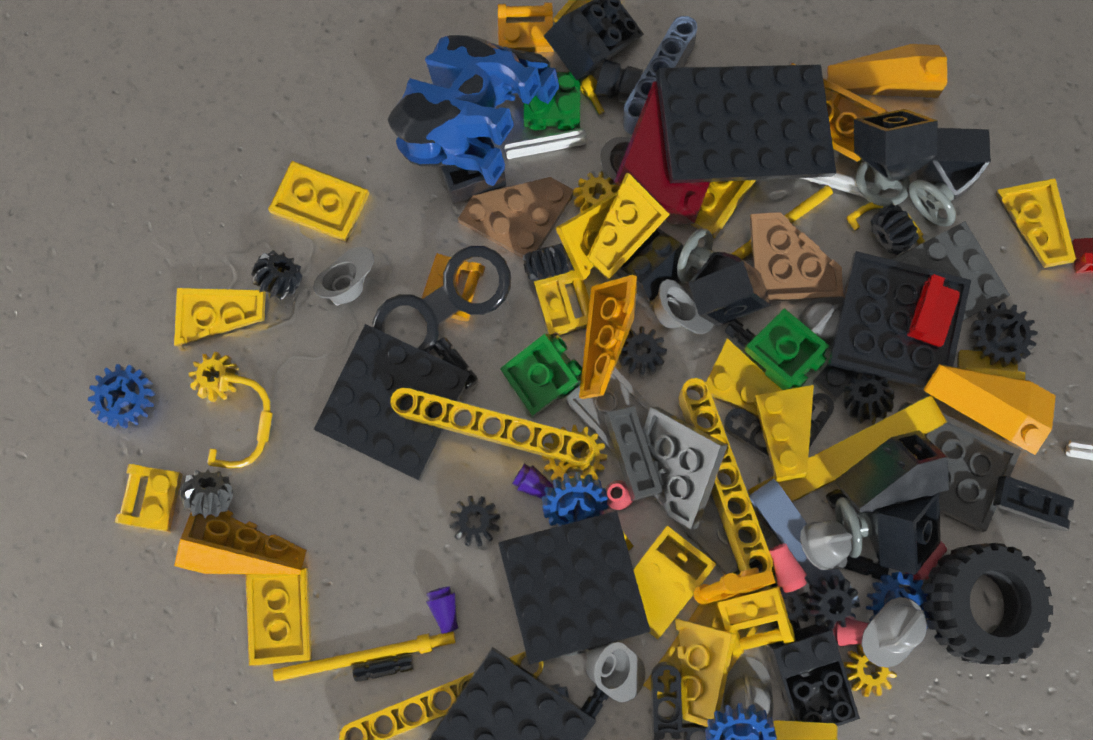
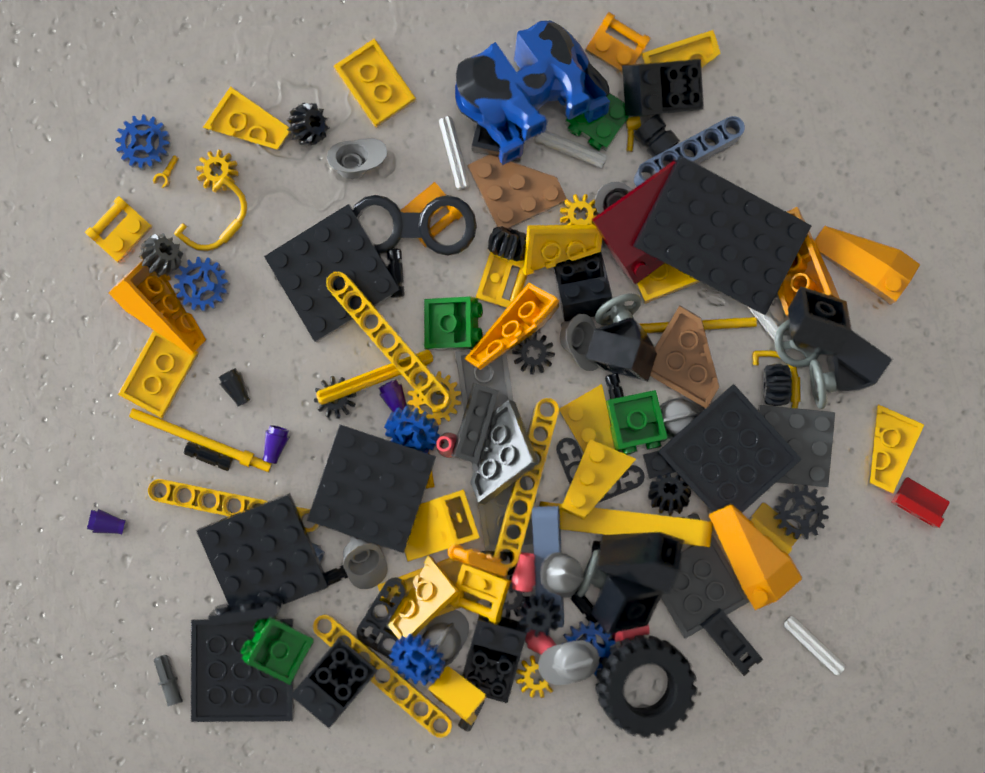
camera: 30 degrees right, 10 degrees up
(164, 412) = (166, 172): none -> yellow hand
(278, 492) = (198, 295): none -> blue gear
(365, 577) = (234, 386): none -> black cone
(437, 216) = (454, 153): none -> white axle
(494, 483) = (368, 379): none -> yellow axle
(626, 226) = (578, 258): yellow wing -> none
(934, 312) = (756, 465): red panel -> none

